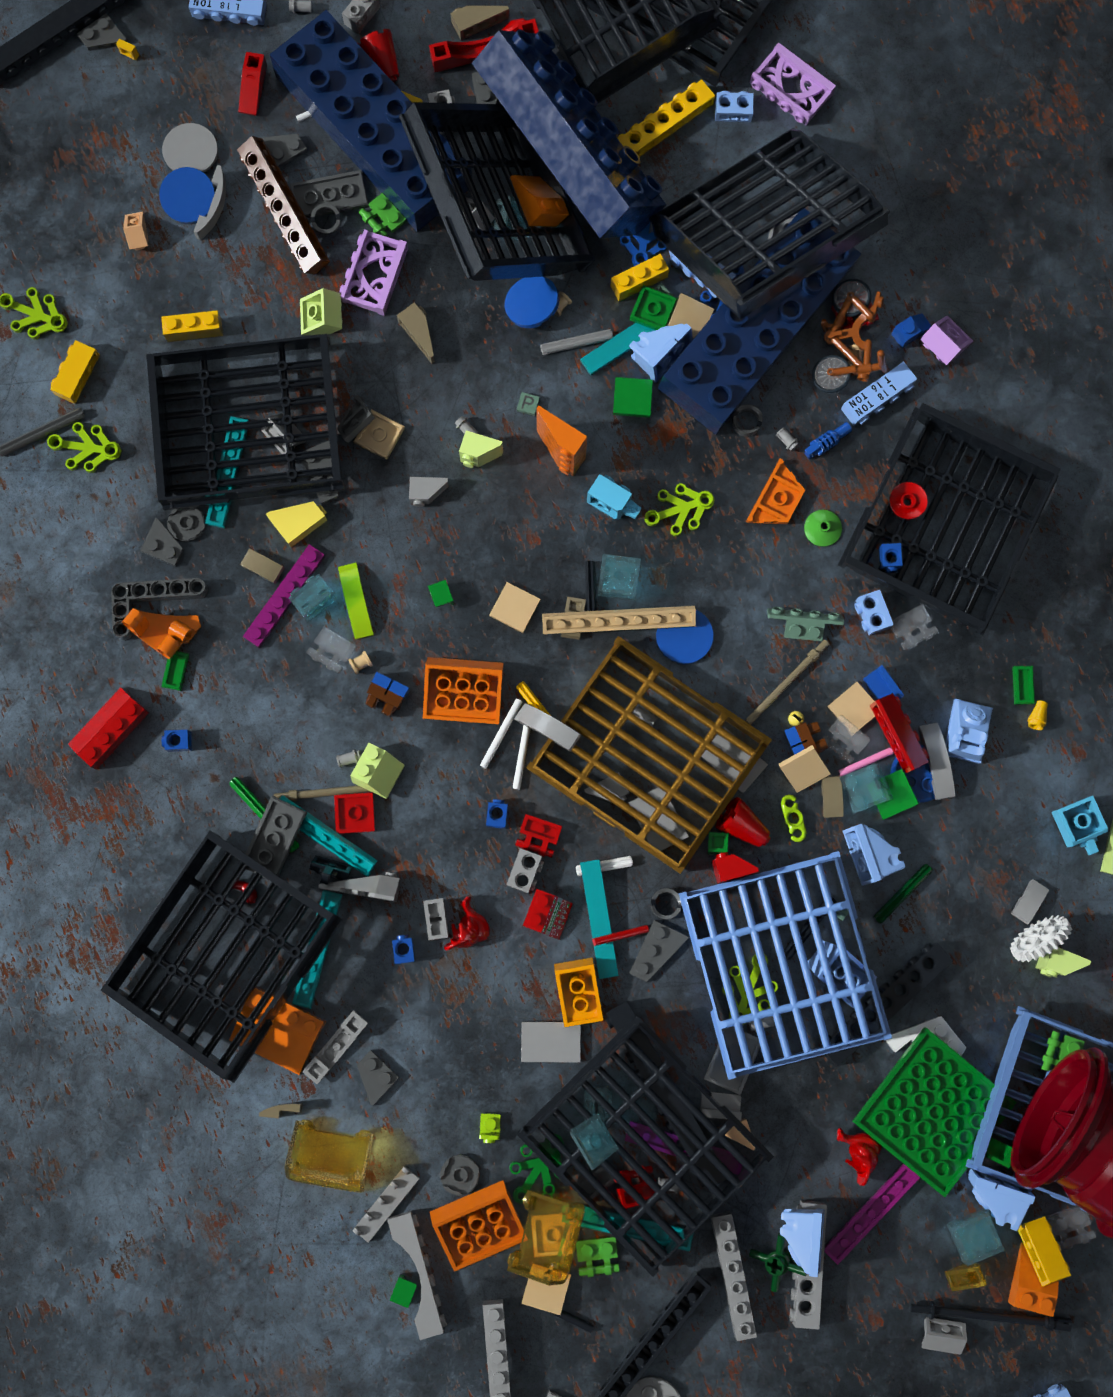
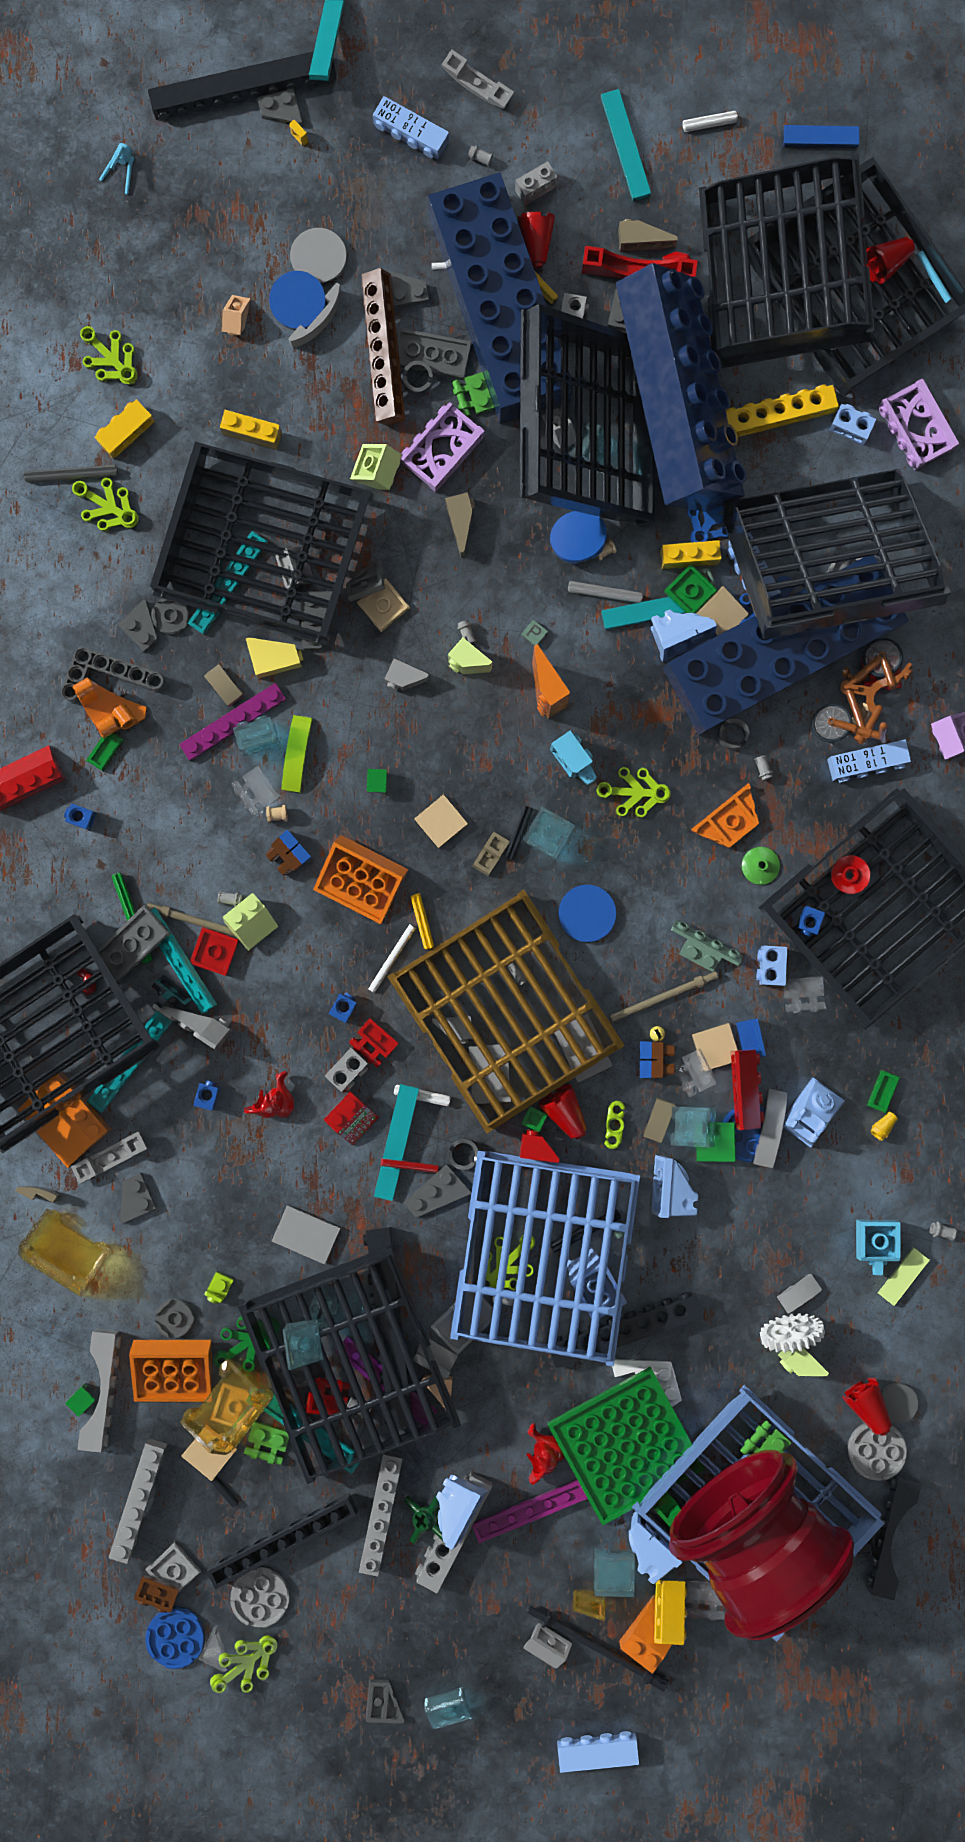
camera: 25 degrees right, 5 degrees up
(252, 83) = (402, 214): red slope -> none
(386, 1204) = (98, 1316): light grey hinge -> none
(436, 919) = (247, 1080): light grey brick -> none
(501, 733) = (379, 933): white bar -> none
(539, 201) = (626, 441): orange slope -> none
(547, 726) = (422, 947): light grey slope -> none
(578, 992) = (349, 1200): light orange slope -> none
(619, 619) = (531, 874): tan plate -> none
(632, 397) = (635, 667): green tile -> none
(804, 768) = (643, 1084): tan tile -> none
(827, 440) = (800, 785): blue hinge -> none
(865, 762) = (704, 1101): bright pink bar -> none
(903, 893) = (685, 1236): dark green axle -> none
(910, 329) = (927, 711): blue slope -> none

